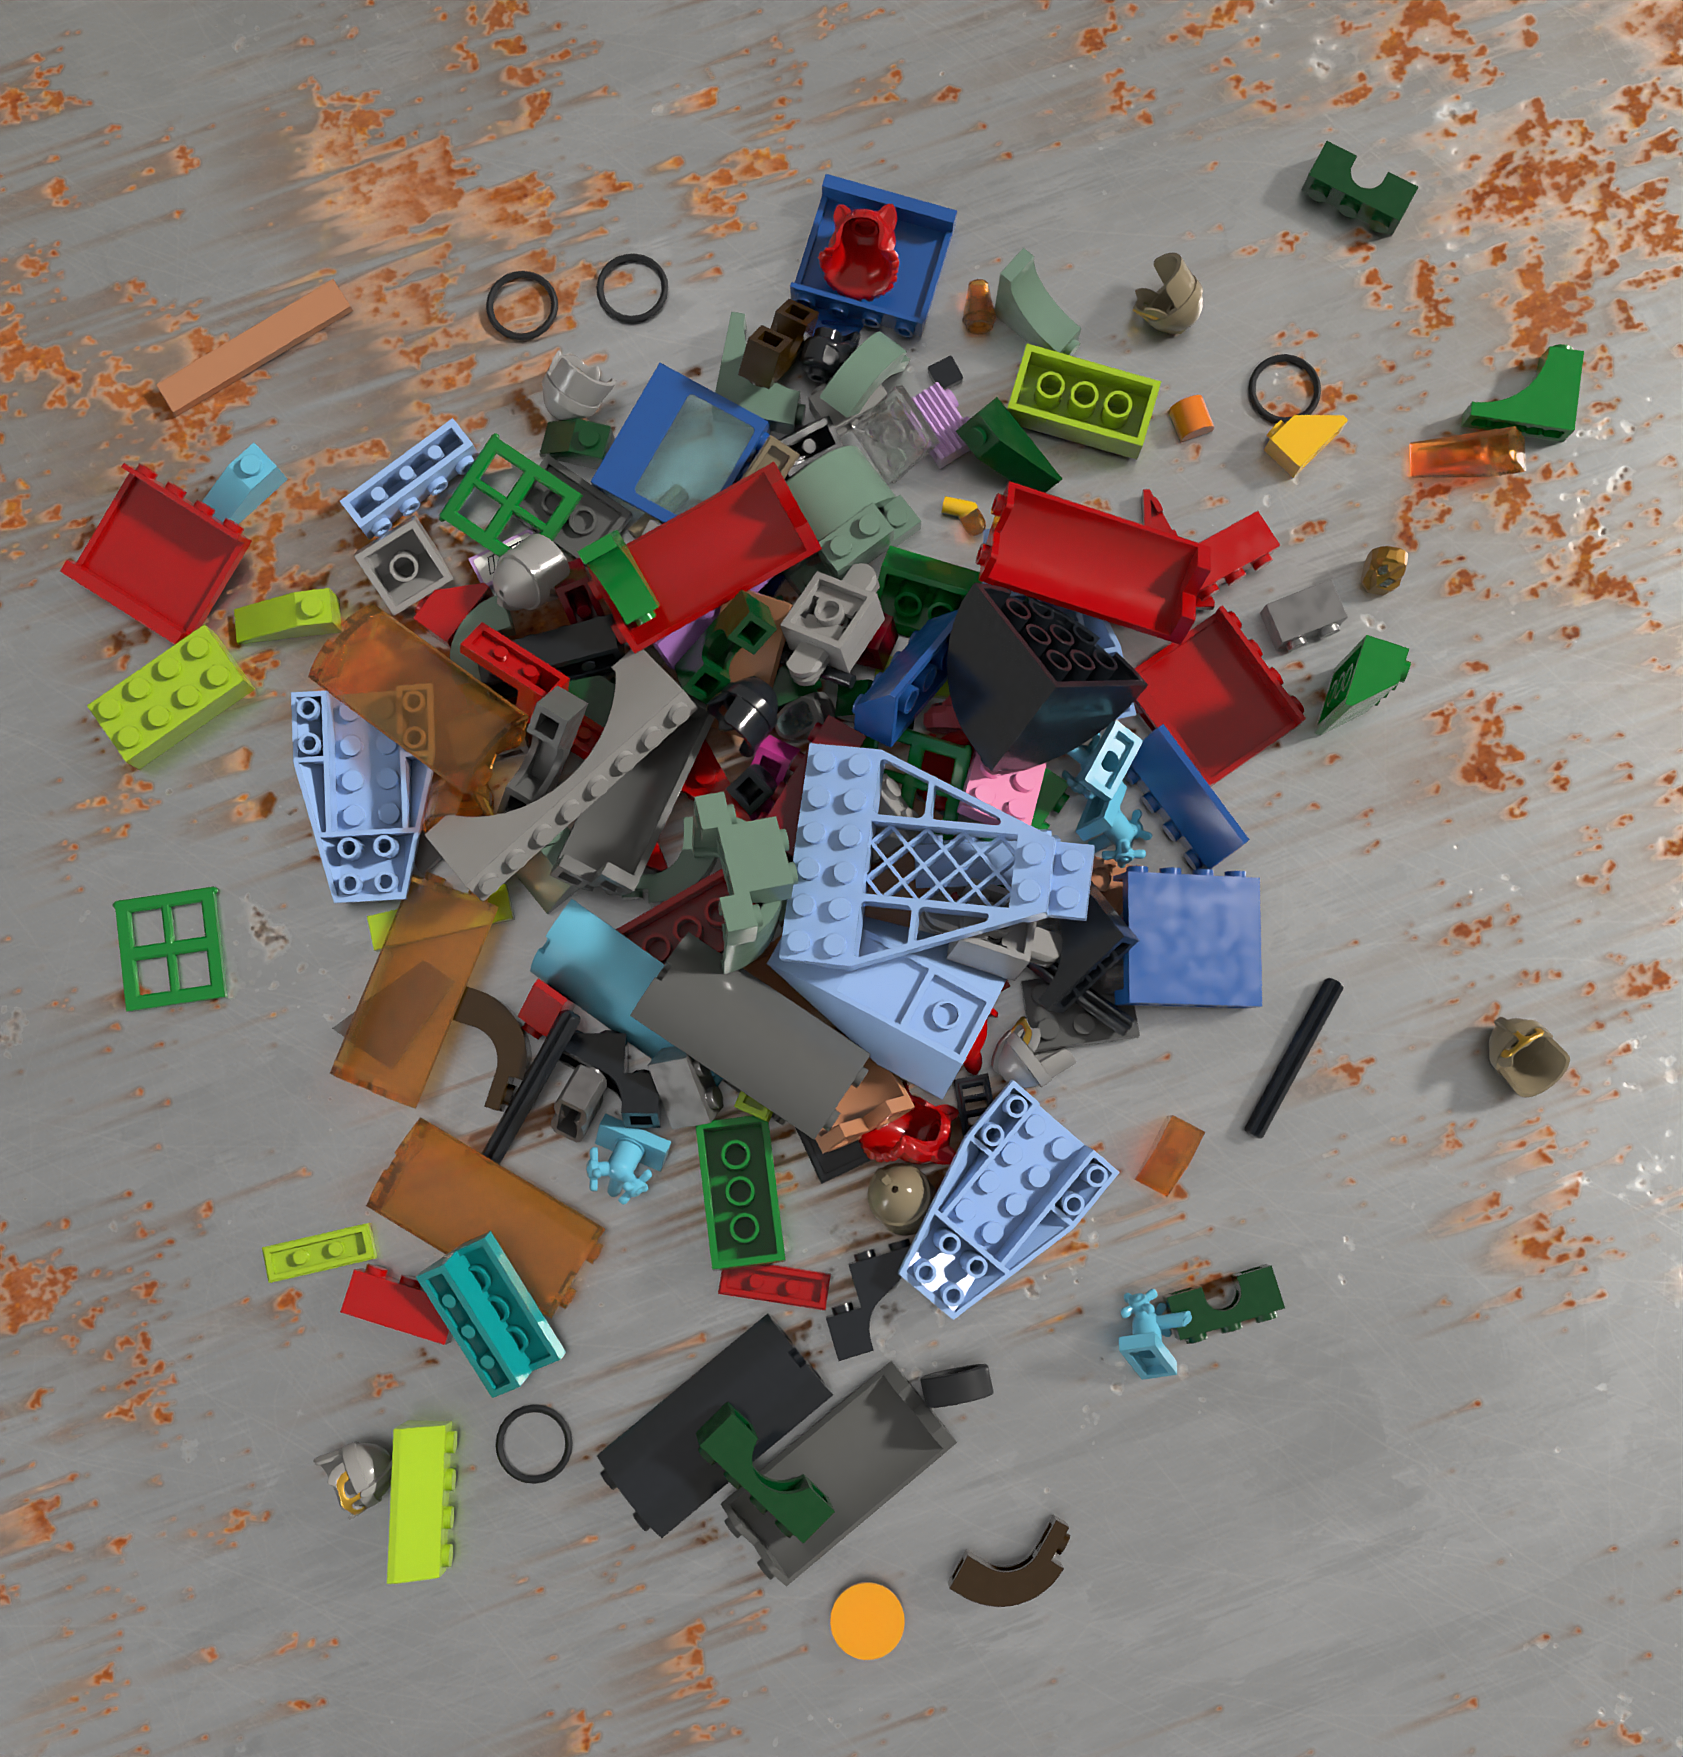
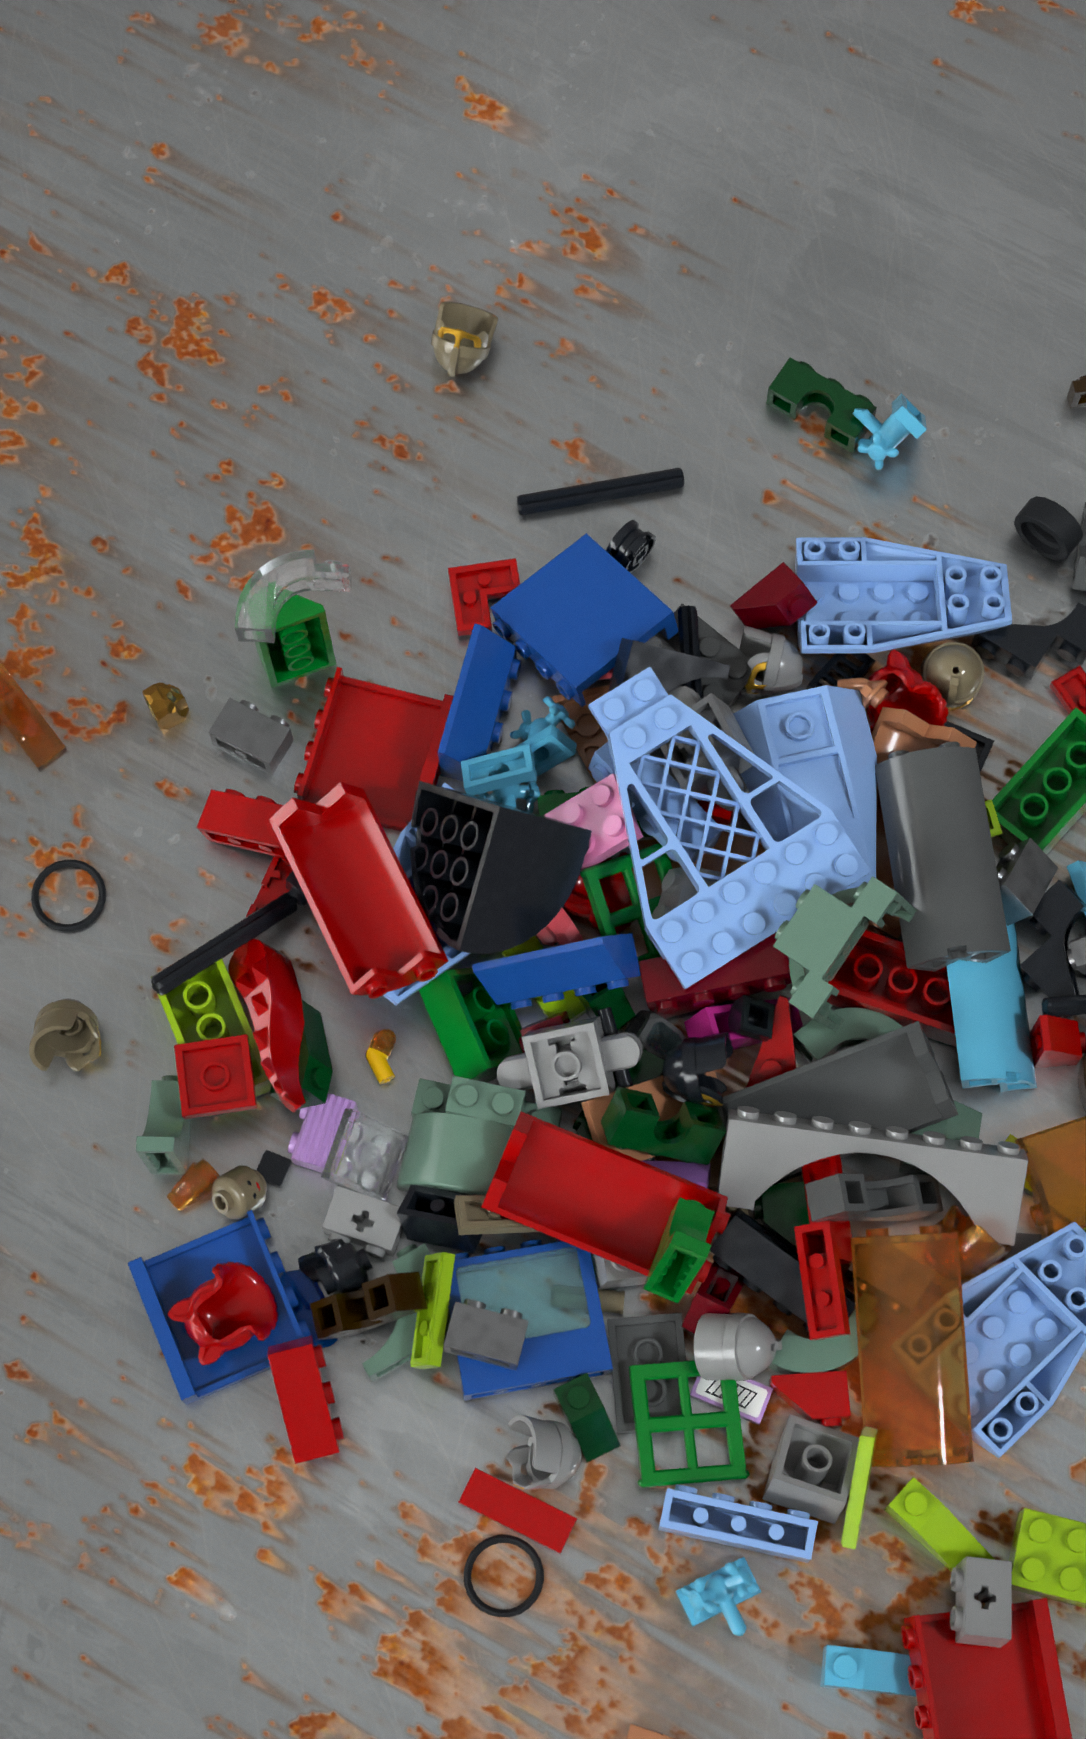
camera: 130 degrees left, 10 degrees down
(191, 587) = (993, 1585): none -> light grey brick
(360, 581) = (859, 1487): none -> lime tile
(383, 431) = (719, 1594): none -> medium azure piece
(575, 338) = (517, 1510): none -> red tile
(635, 318) = (445, 1494): black tyre -> none
(685, 404) = (486, 1334): none -> flat silver brick
(740, 388) = (432, 1321): none -> lime tile
(754, 255) = (305, 1399): none -> red brick
(864, 373) = (335, 1213): sand green arch -> none
(934, 1107) = (871, 691): none -> nougat plate
(945, 329) = (239, 1192): none -> dark tan head
(1040, 363) = (215, 1076): none -> red plate
(1061, 450) = (276, 1009): none -> red animal
(1079, 1109) = (774, 600): none -> dark red slope
(1141, 442) = (223, 944): none -> black axle
(1169, 1155) = (748, 518): clear orange slope -> none
(1191, 418) = (154, 944): orange brick -> none
(1222, 1034) = (631, 545): none -> black wheel
(1291, 886) = (476, 585): none -> red plate
(1302, 439) = (107, 844): yellow slope -> none
(1398, 672) = (277, 583): none -> clear arch

